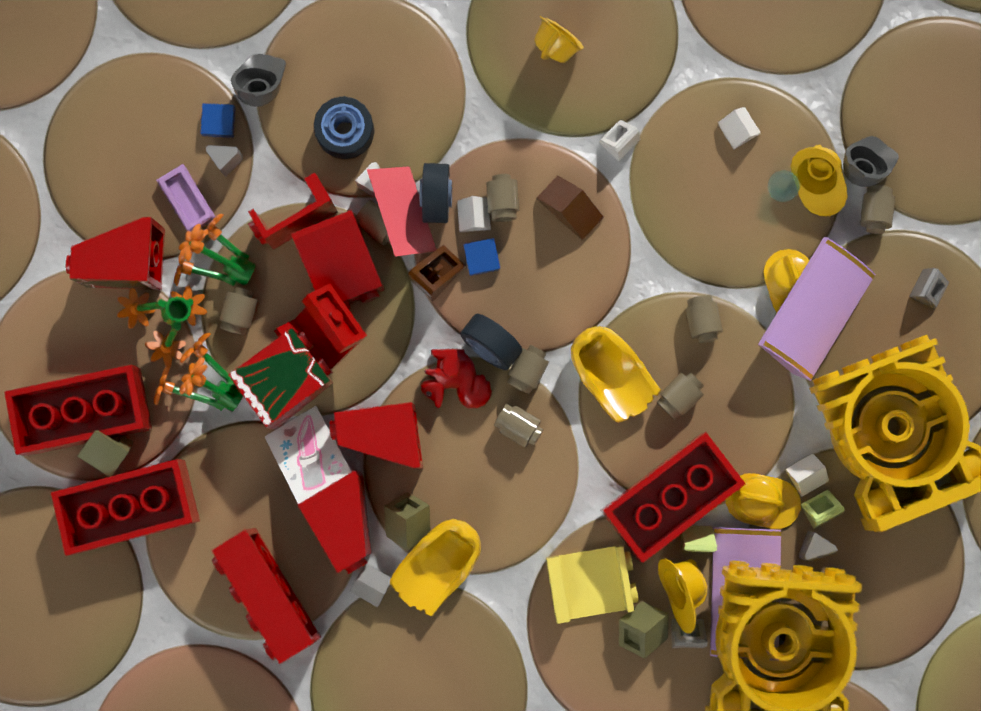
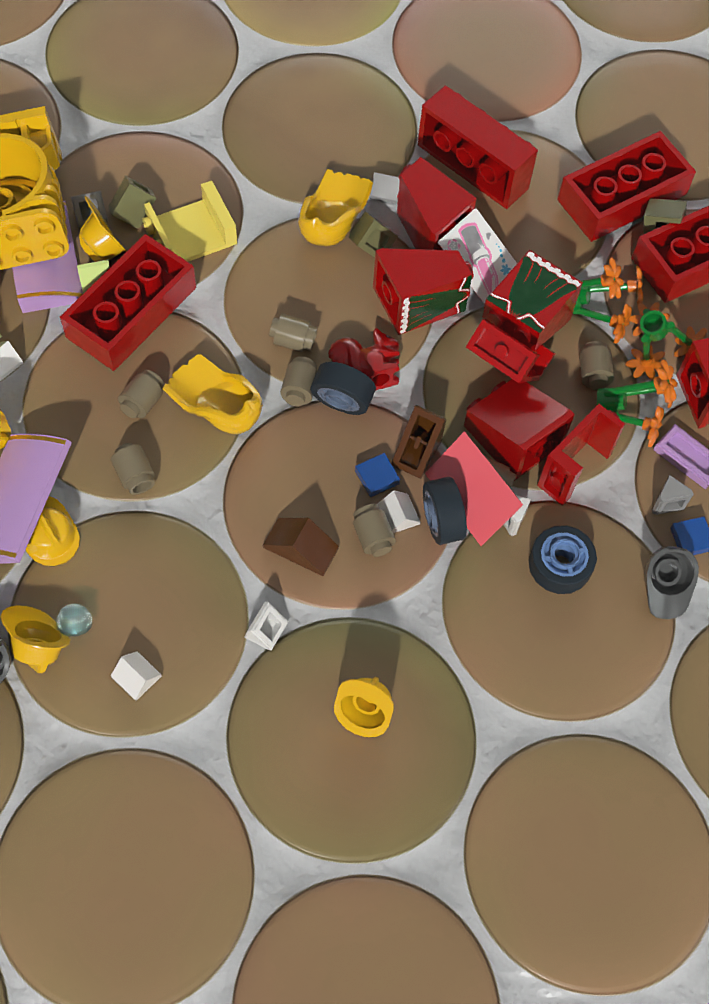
camera: 160 degrees right, 20 degrees down
(765, 502) = (36, 330): yellow piece -> none

